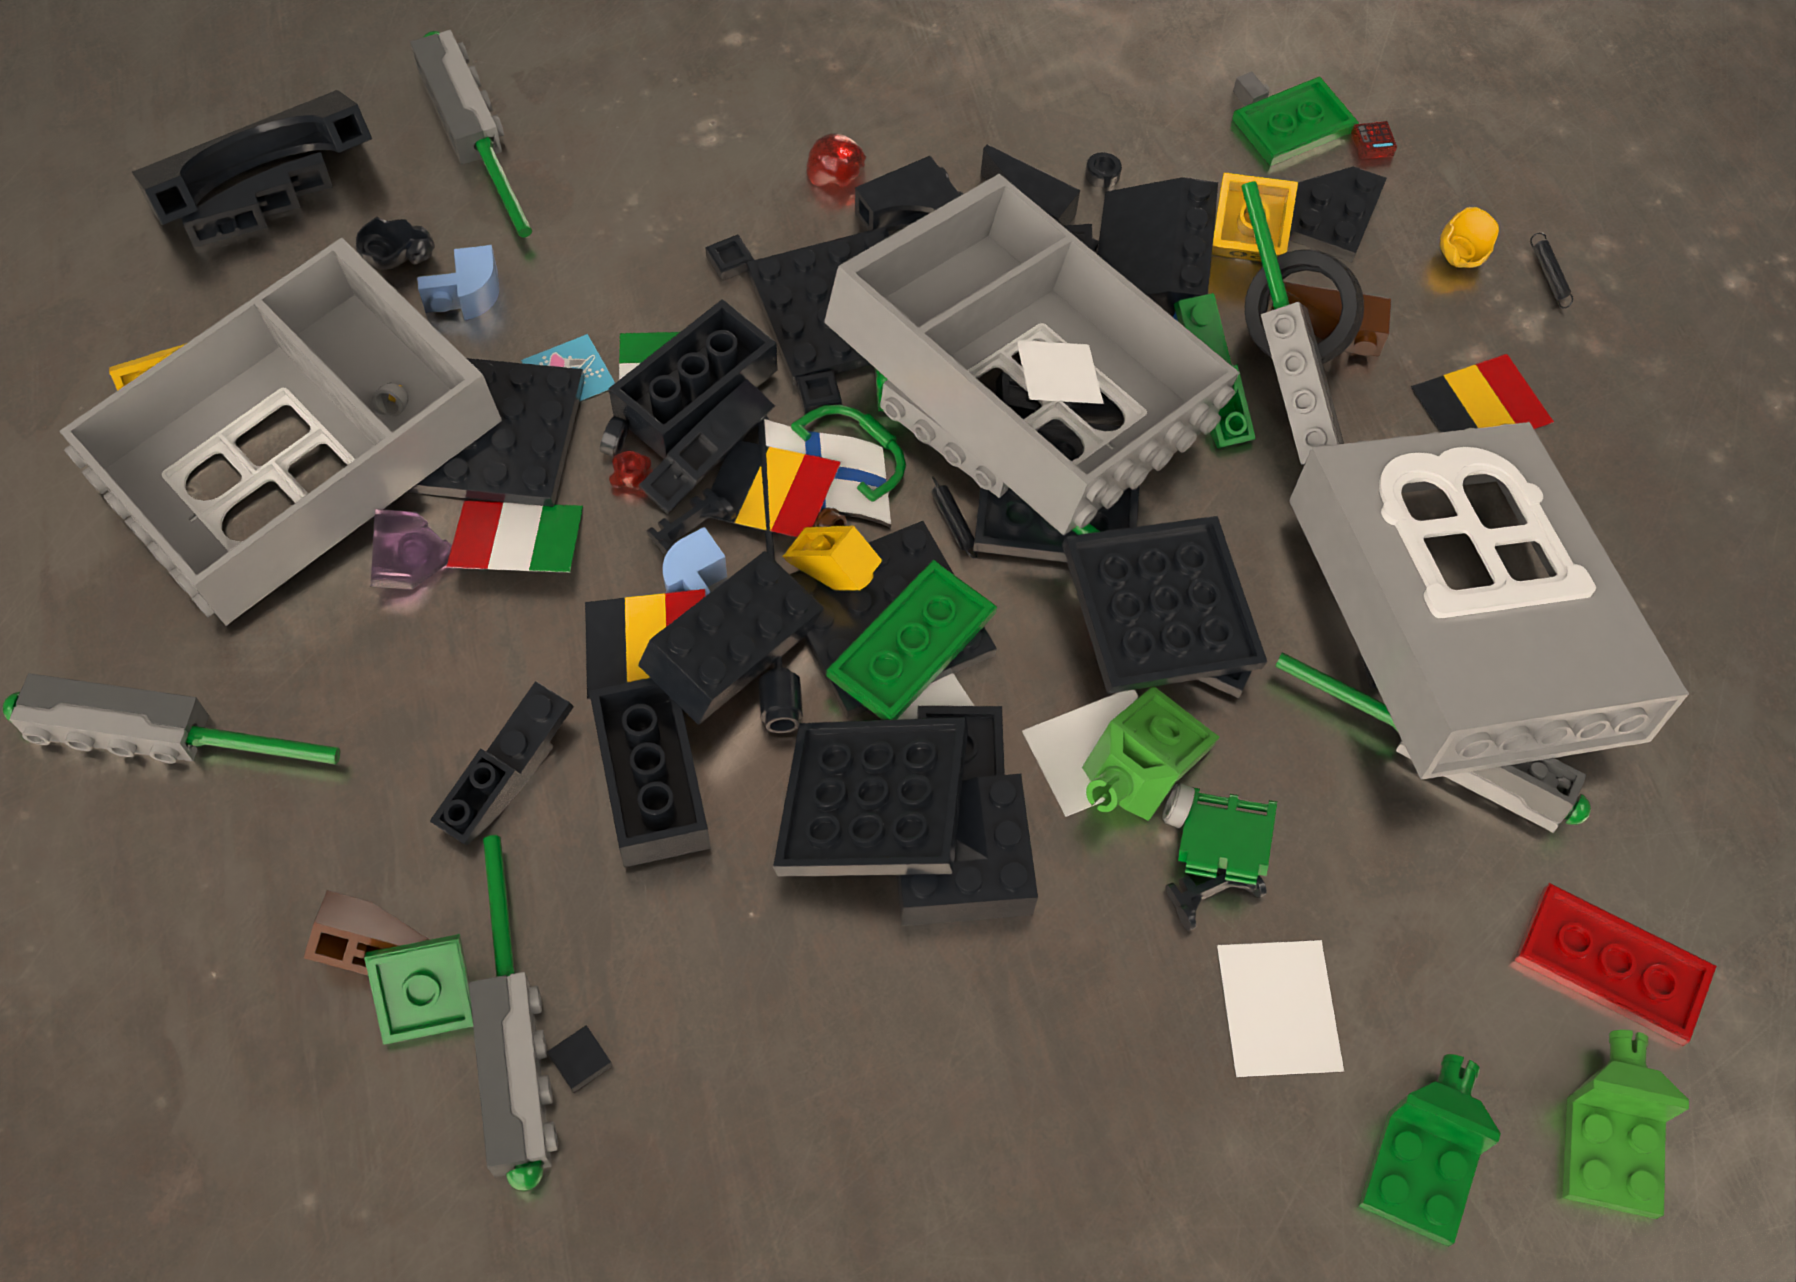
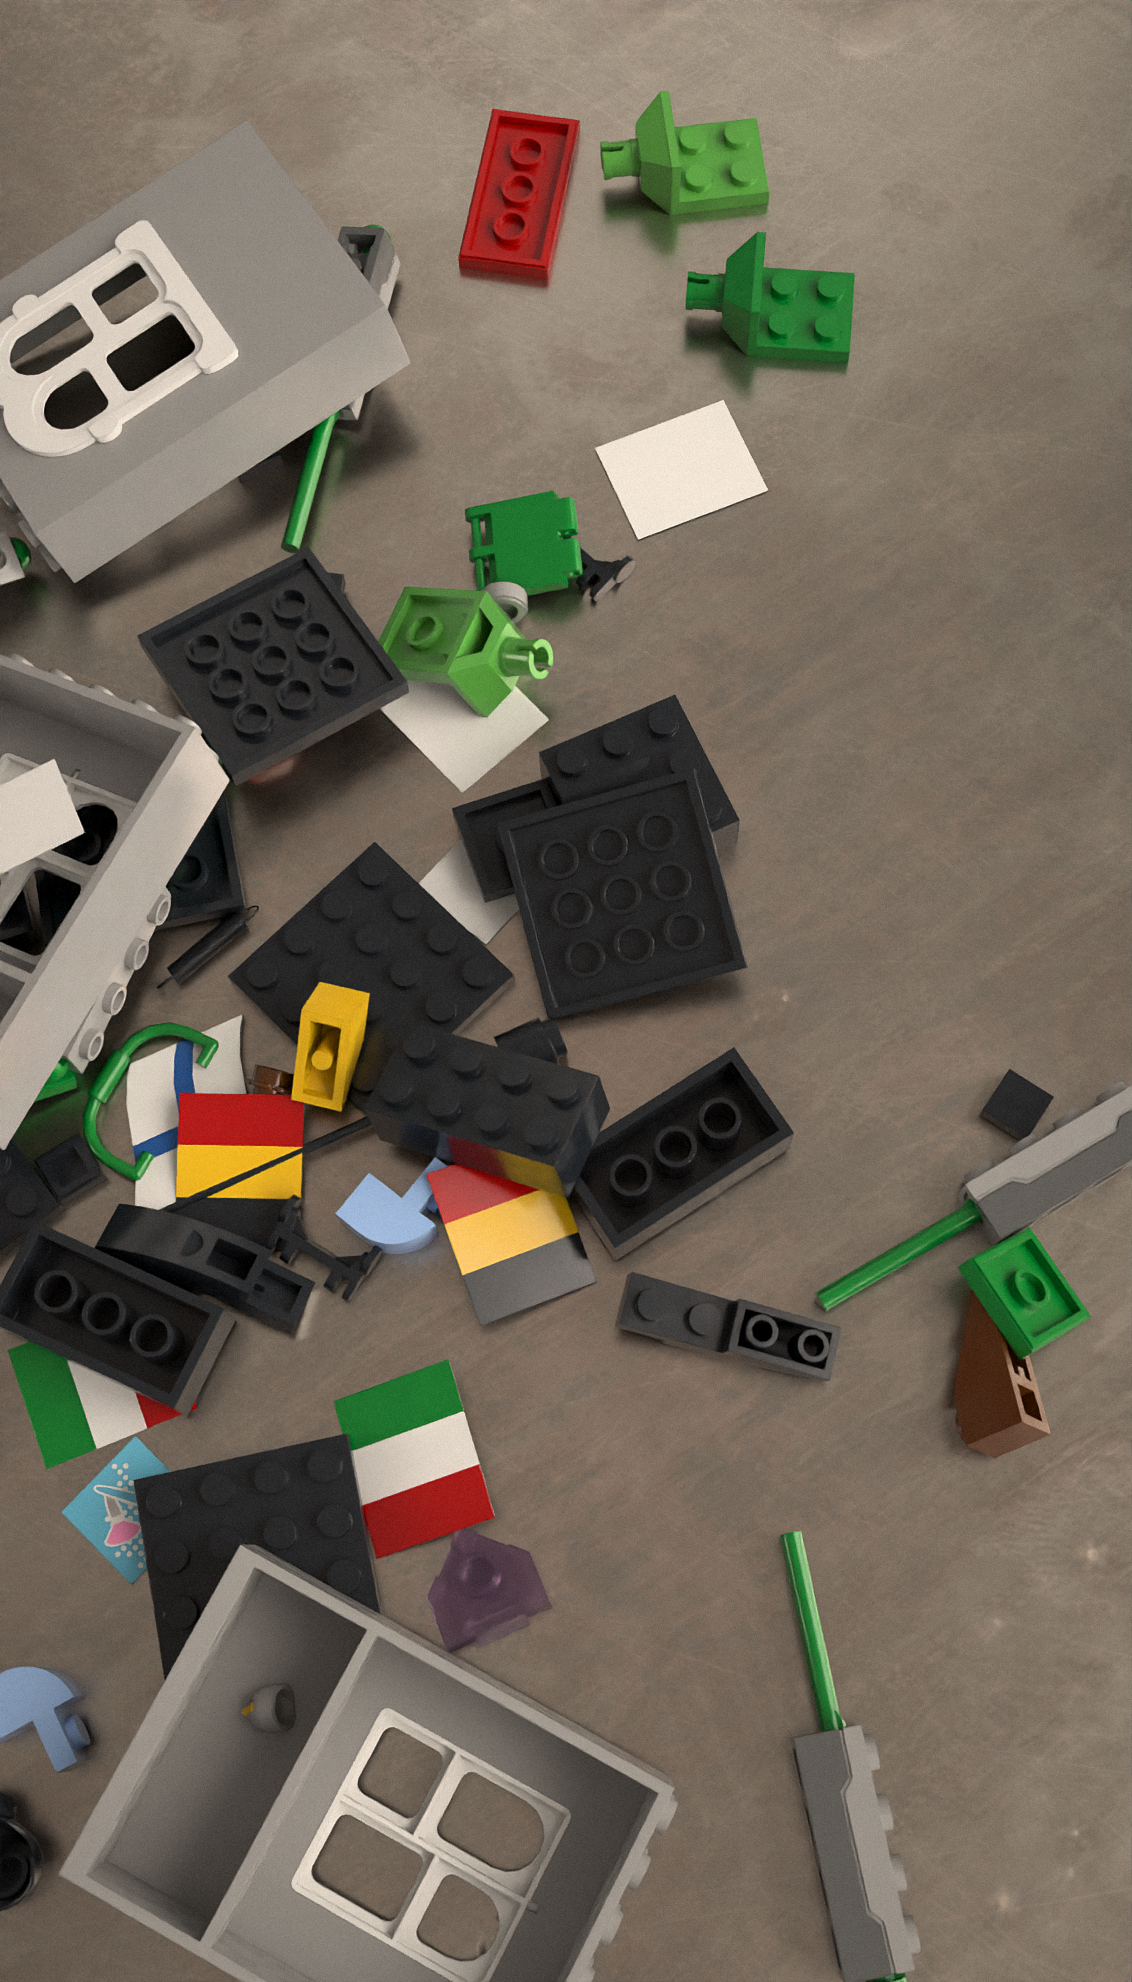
camera: 100 degrees left, 10 degrees up
(614, 436) = (225, 1394): black tile -> none
(626, 462) = (256, 1346): clear red plate -> none
(911, 642) = (406, 925): green tile -> none

